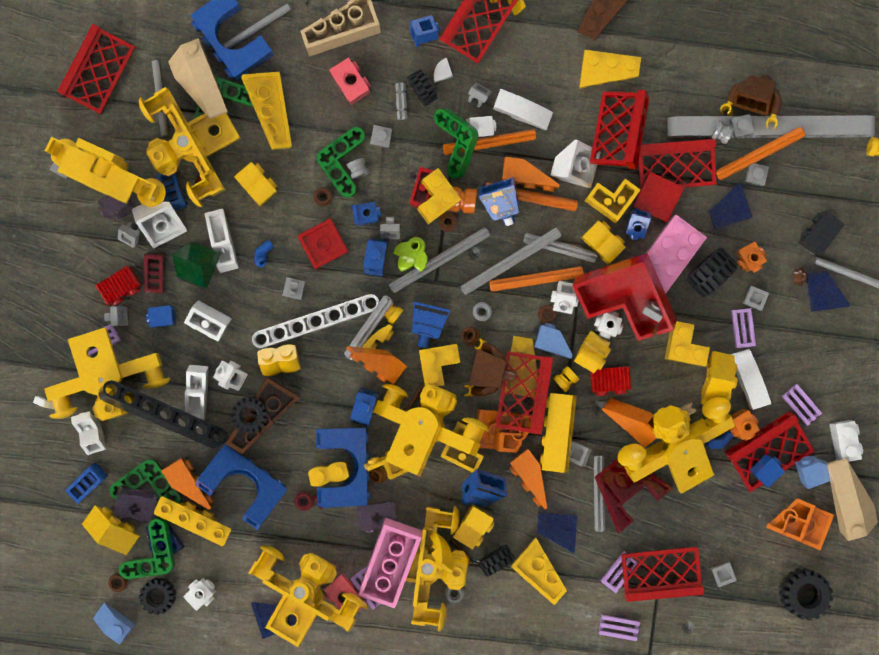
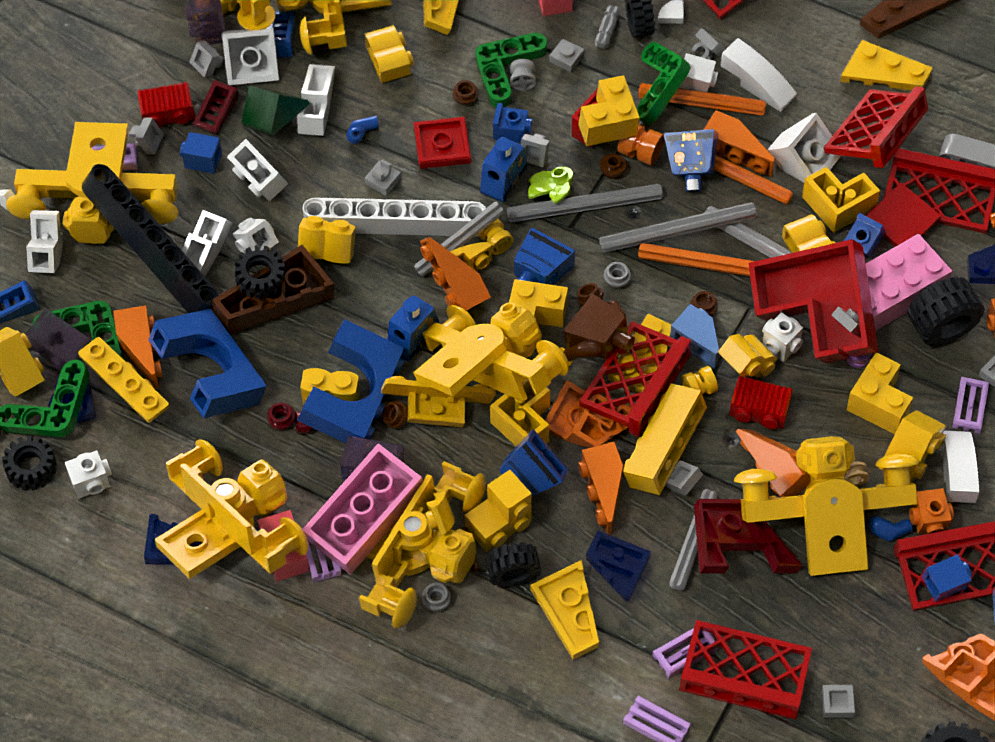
camera: 25 degrees right, 30 degrees down
(564, 301) = (733, 287): white brick -> none

